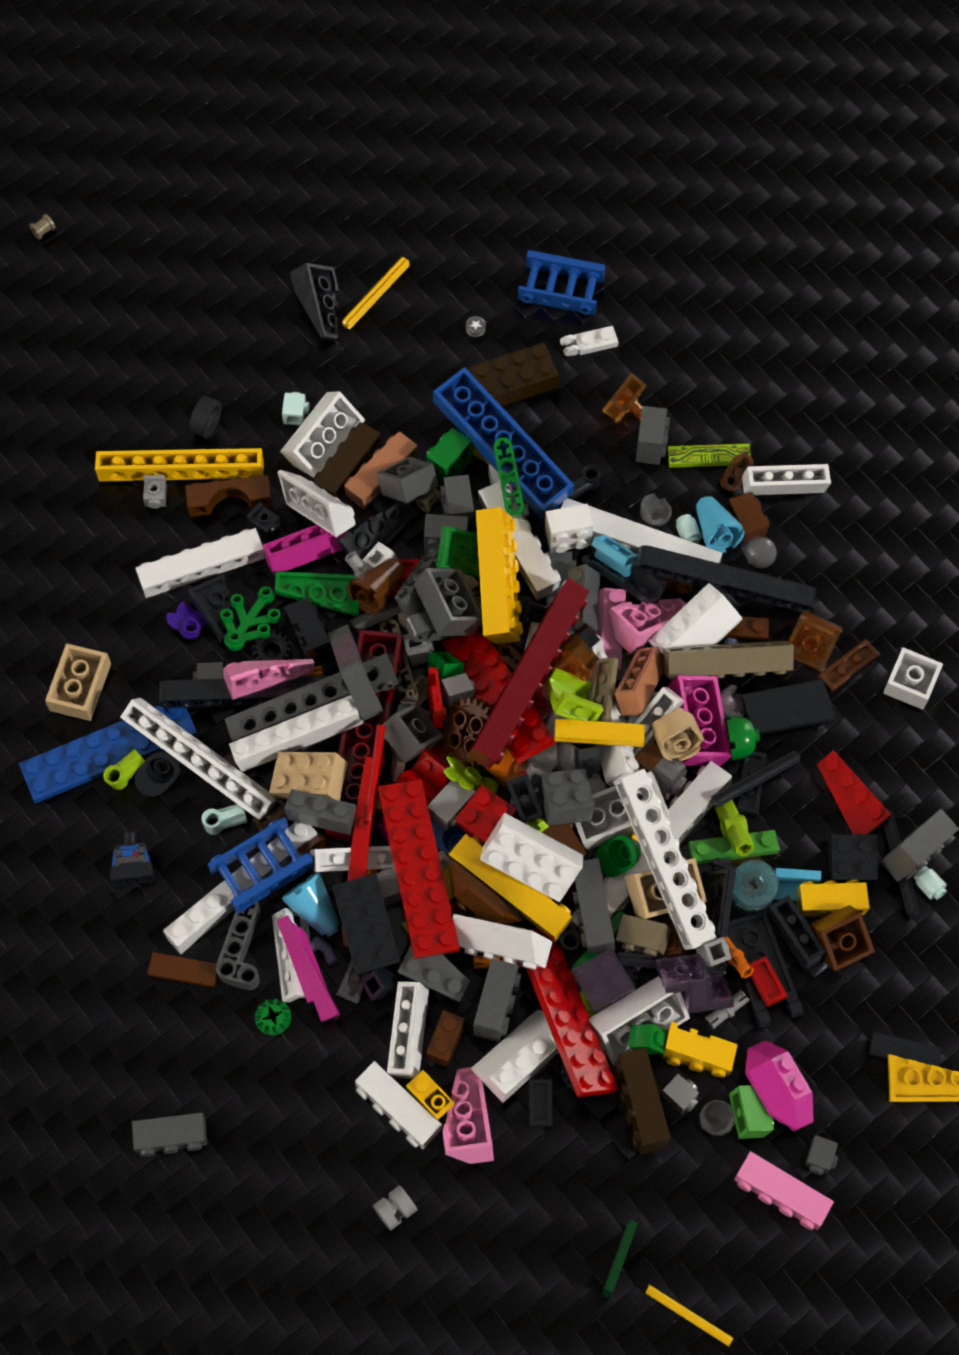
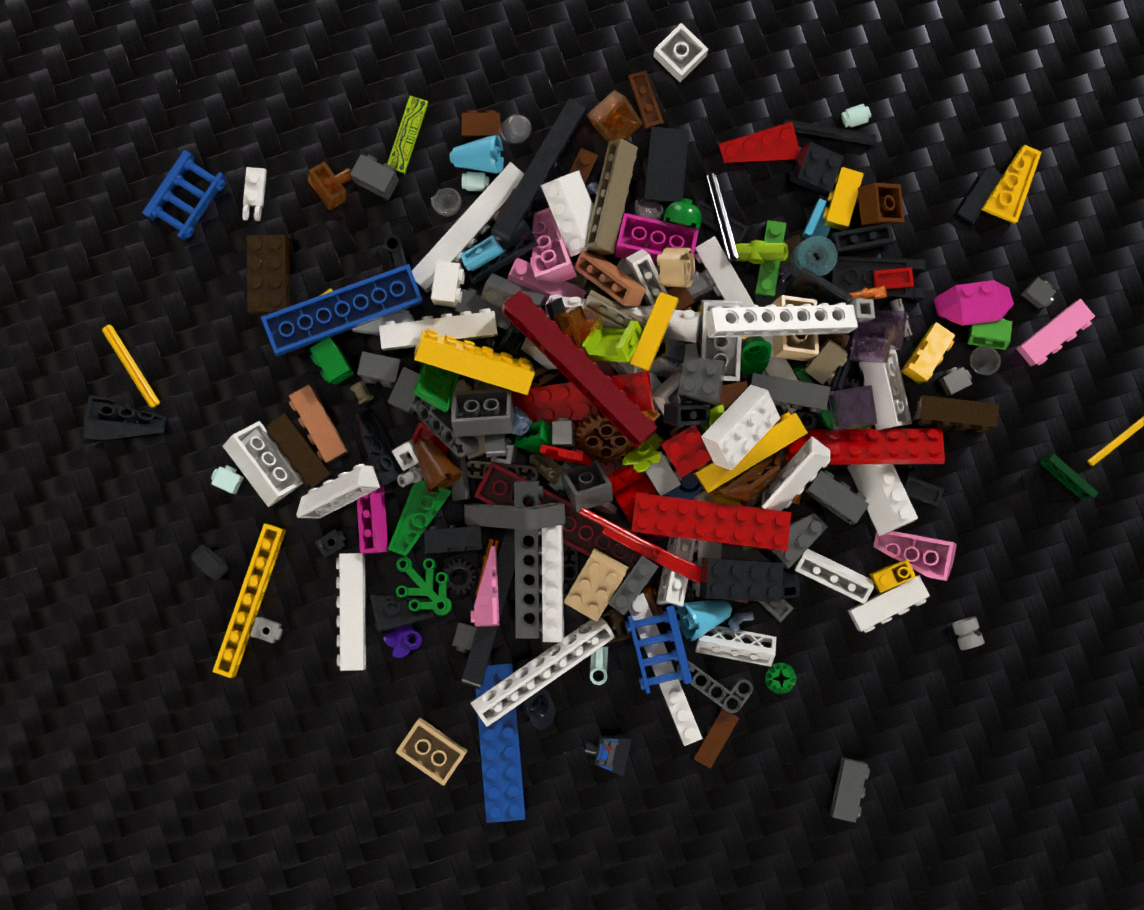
camera: 70 degrees left, 20 degrees up
(126, 768) = (526, 733): lime piece -> none
(204, 496) = (288, 589): reddish brown arch -> none
(307, 969) = (758, 638): dark pink wedge -> none
(407, 479) = (342, 405): dark grey brick -> none
(445, 1039) = (849, 547): reddish brown brick -> none
(453, 645) = (521, 421): none -> sand blue bracket
(475, 326) = (200, 289): clear tile -> none
(511, 477) = (383, 318): green beam -> none
(648, 1036) = (911, 390): green brick -> none
(736, 472) = (435, 117): reddish brown plate -> none
(786, 479) = (460, 79): white brick -> none
(920, 846) = (829, 111): dark grey brick -> none

